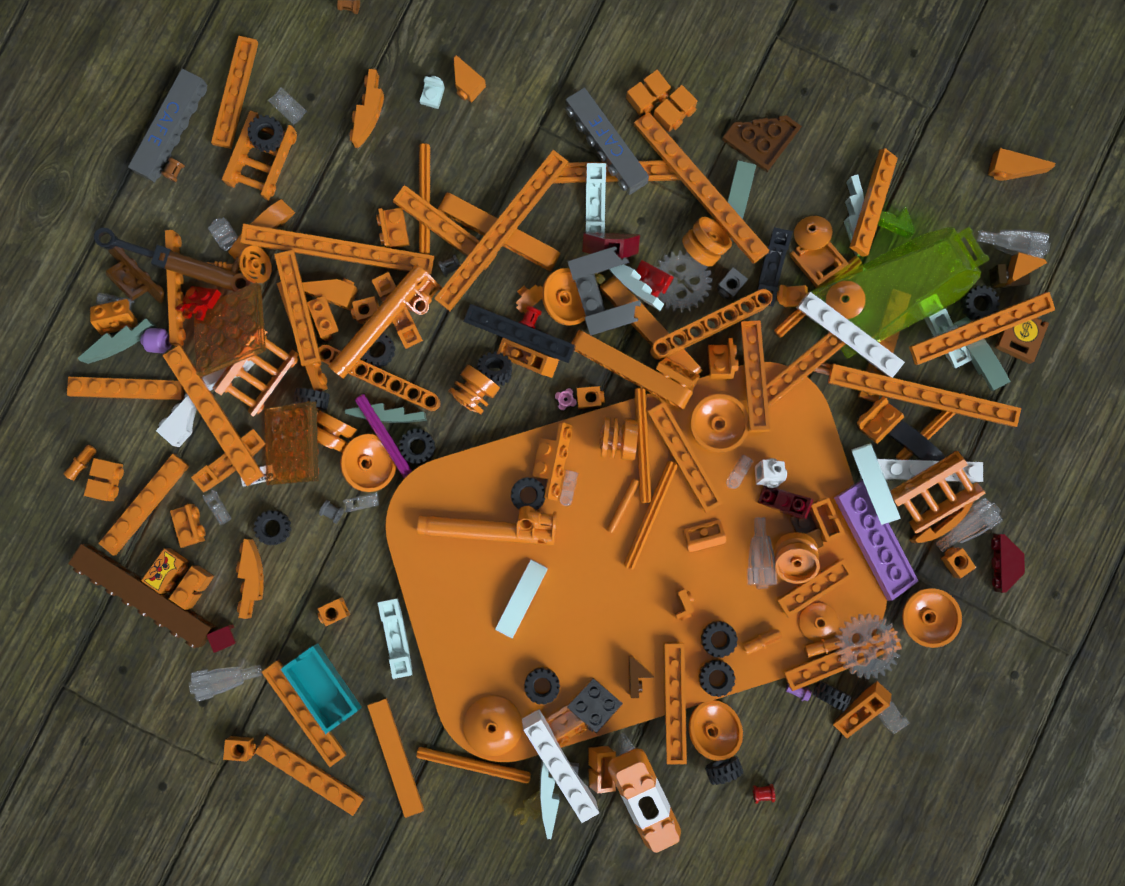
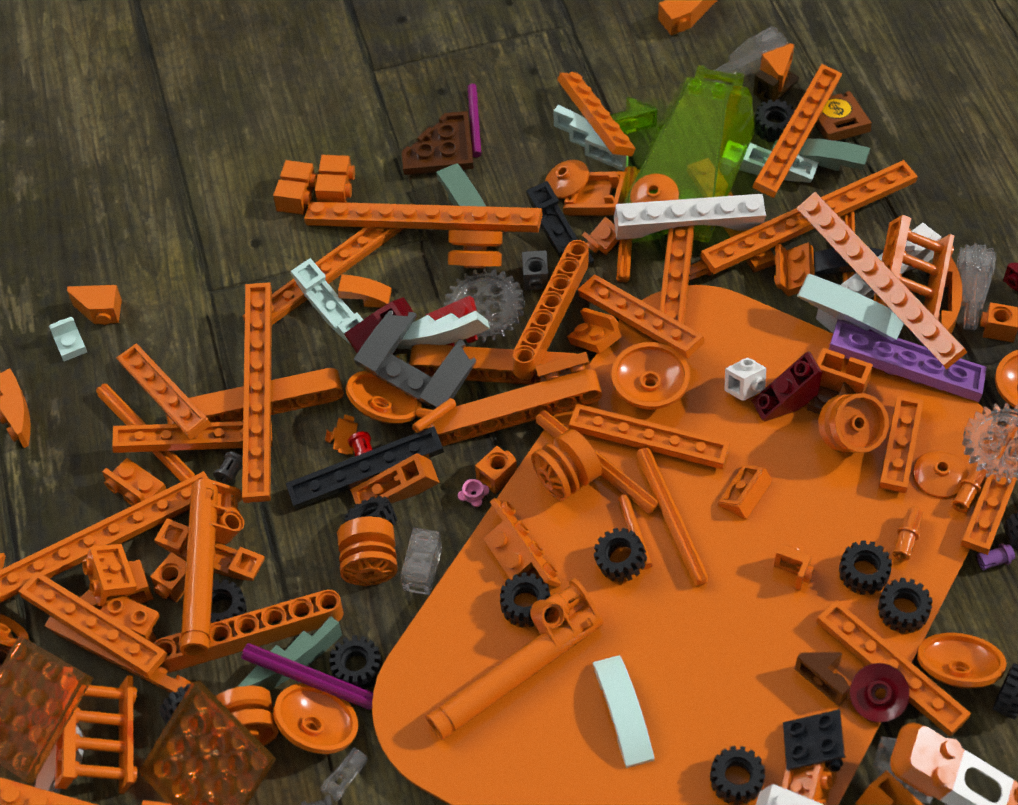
camera: 40 degrees left, 30 degrees down
(330, 283) = (108, 572): none -> orange bracket
(452, 182) = (163, 391): none -> orange tile
(499, 418) = (421, 561): none -> clear brick
(568, 488) = (560, 558): clear bar -> none
(580, 336) = (430, 416): none -> orange piece
(606, 141) = (292, 247): dark grey brick -> none
(611, 515) = (614, 541): none -> black tyre
(625, 211) = (372, 292): none -> orange slope
(645, 715) = (876, 677): none -> dark red dish
(739, 472) = (715, 406): clear bar -> none
(761, 558) = (822, 458): clear piece -> none
(801, 135) = (474, 120): none -> magenta bar
(909, 483) = (882, 281): none -> orange plate

